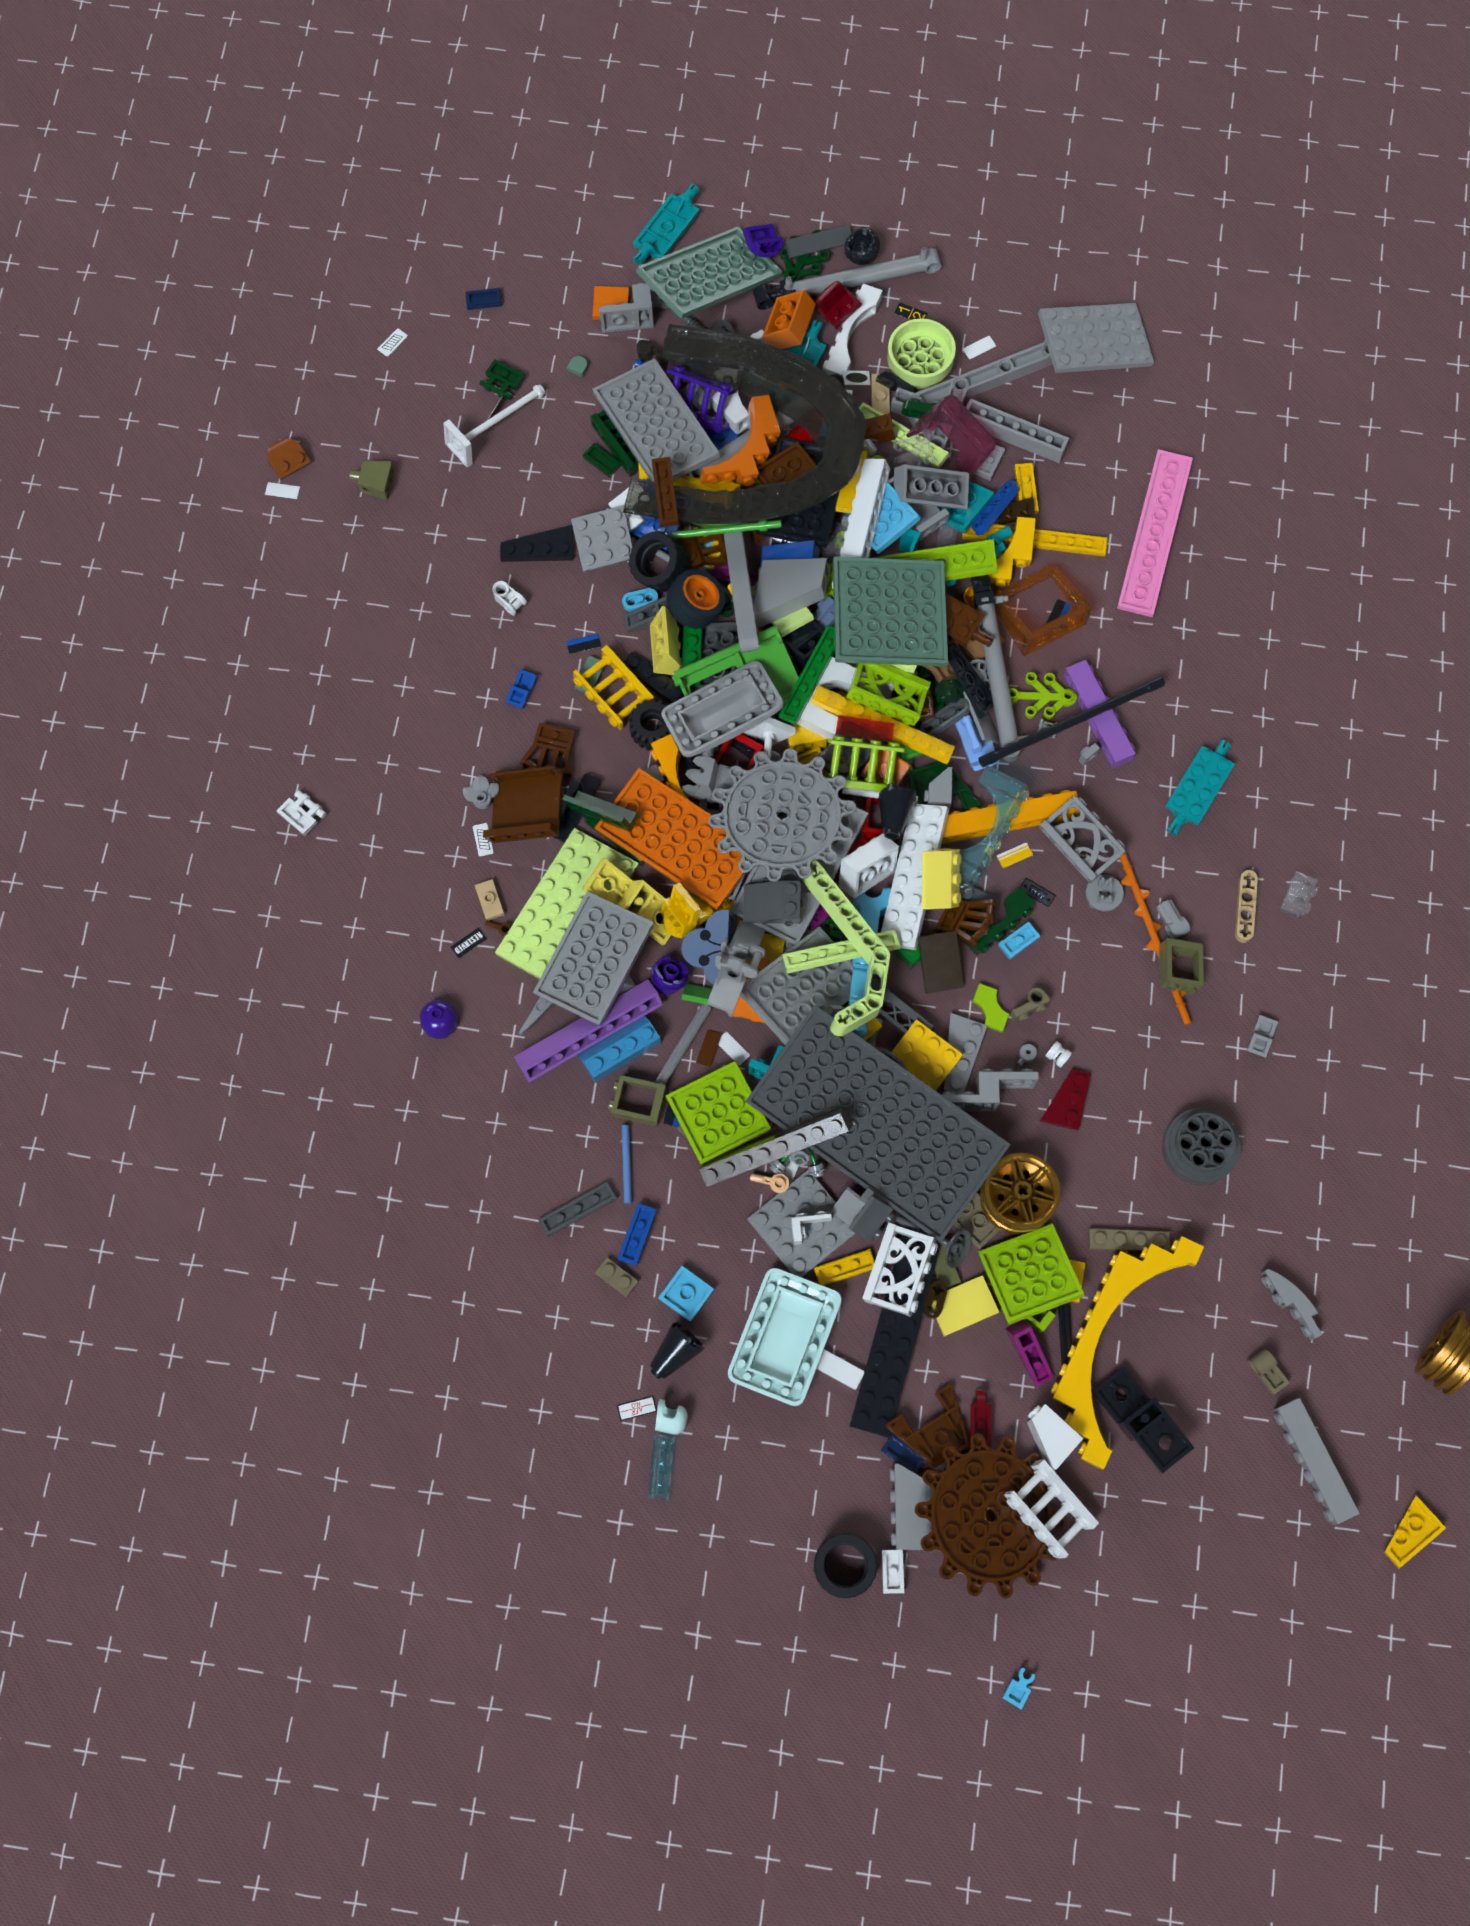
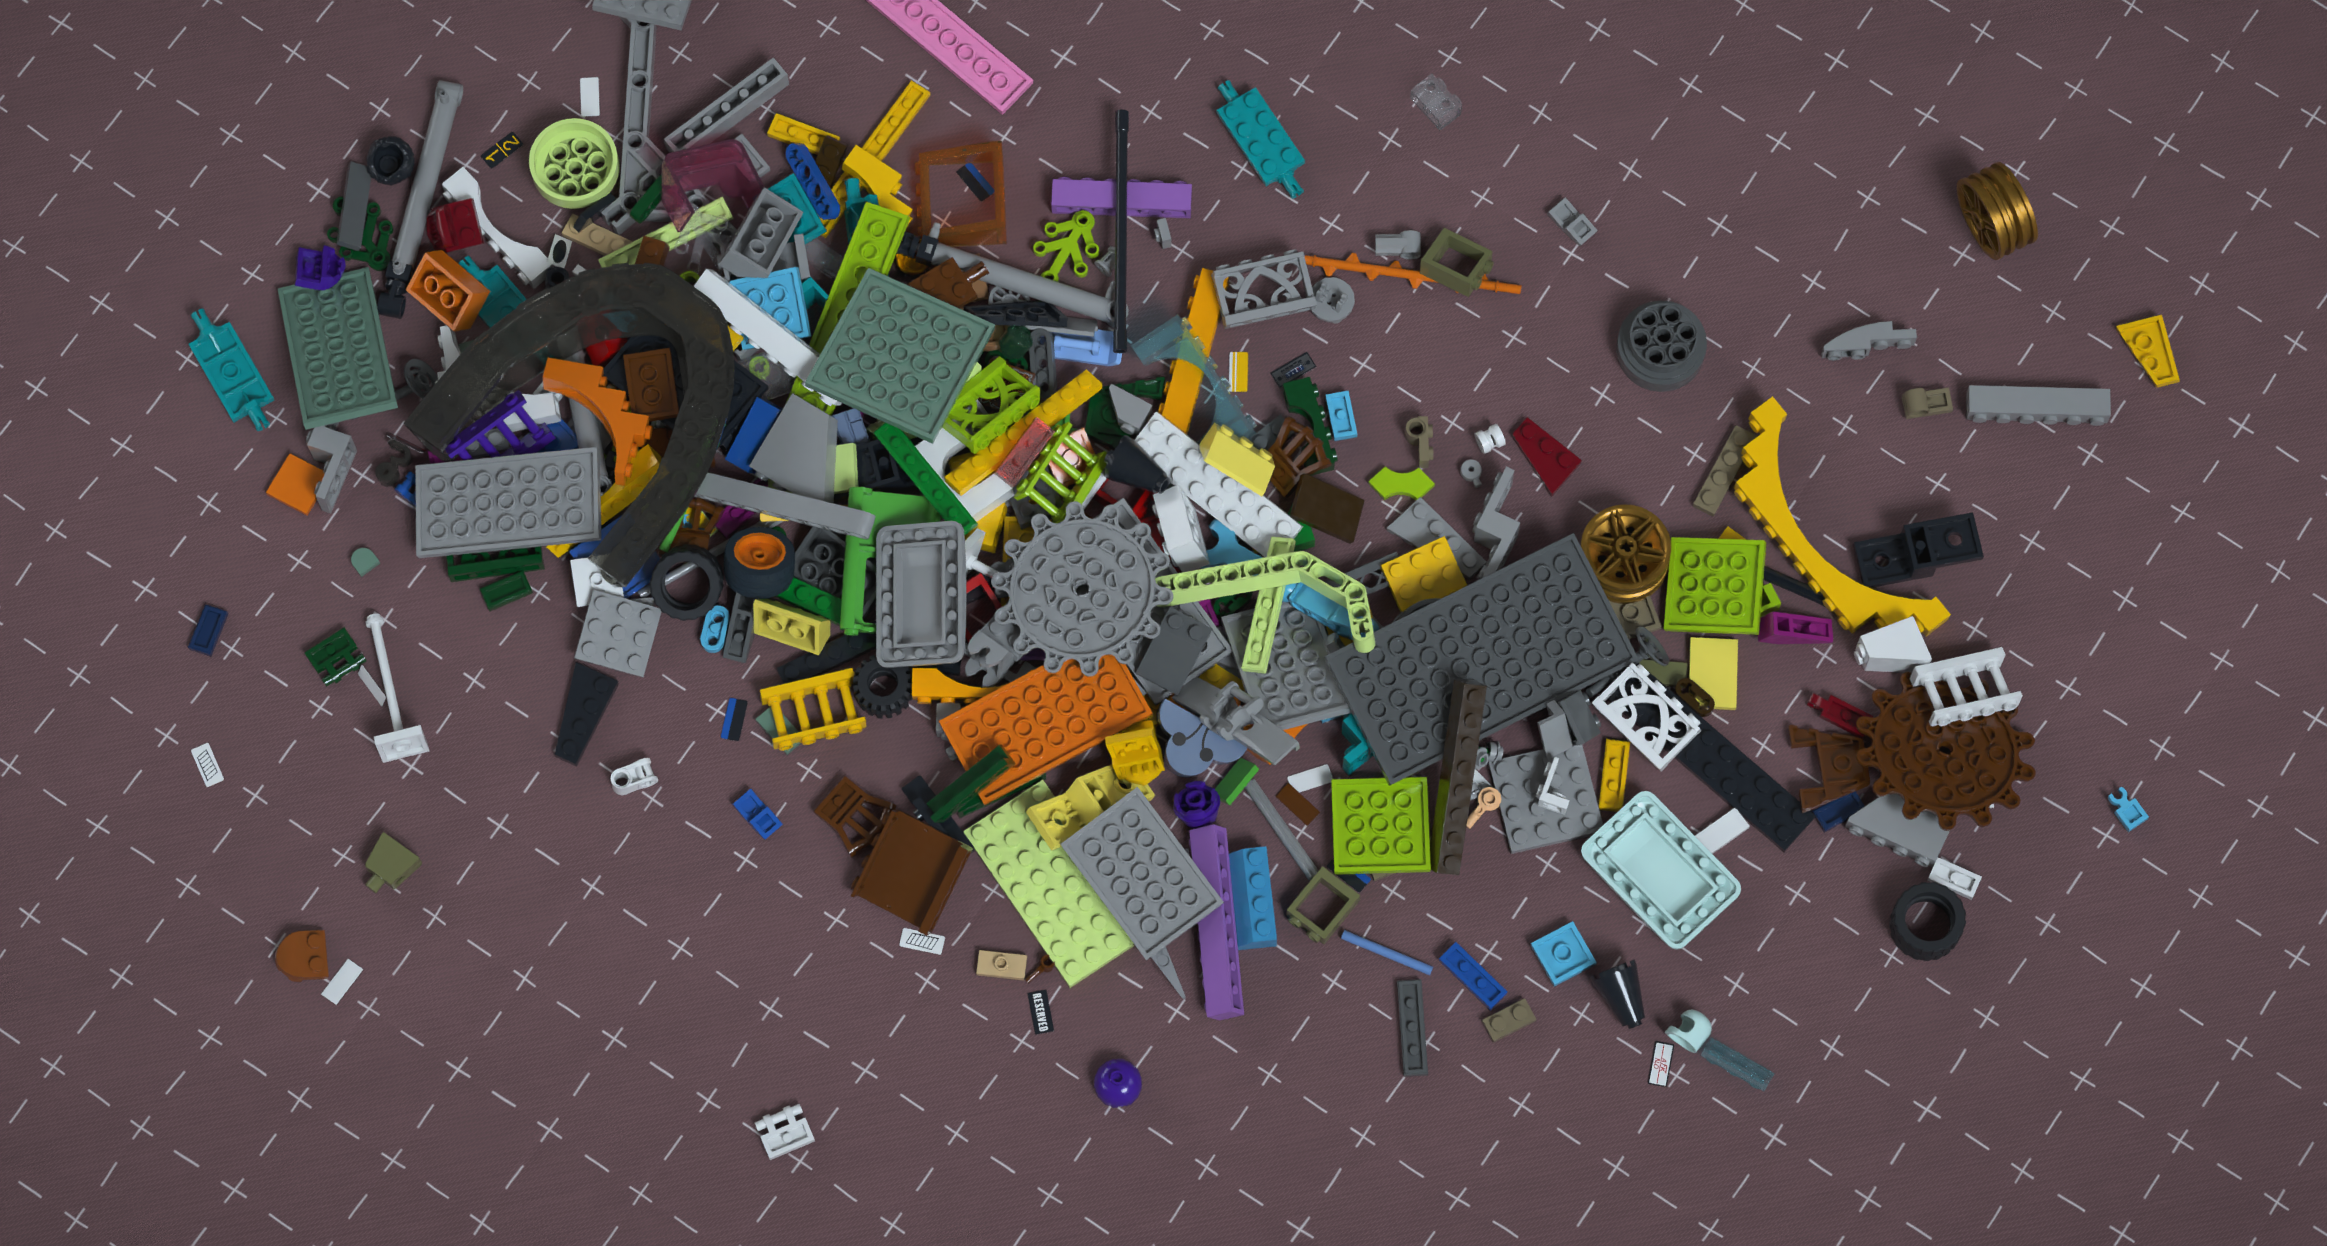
camera: 65 degrees left, 0 degrees up
(479, 790) = (860, 916): light grey plate -> none
(665, 492) = (630, 526): reddish brown plate -> none
(1246, 906) = (1418, 164): tan beam -> none

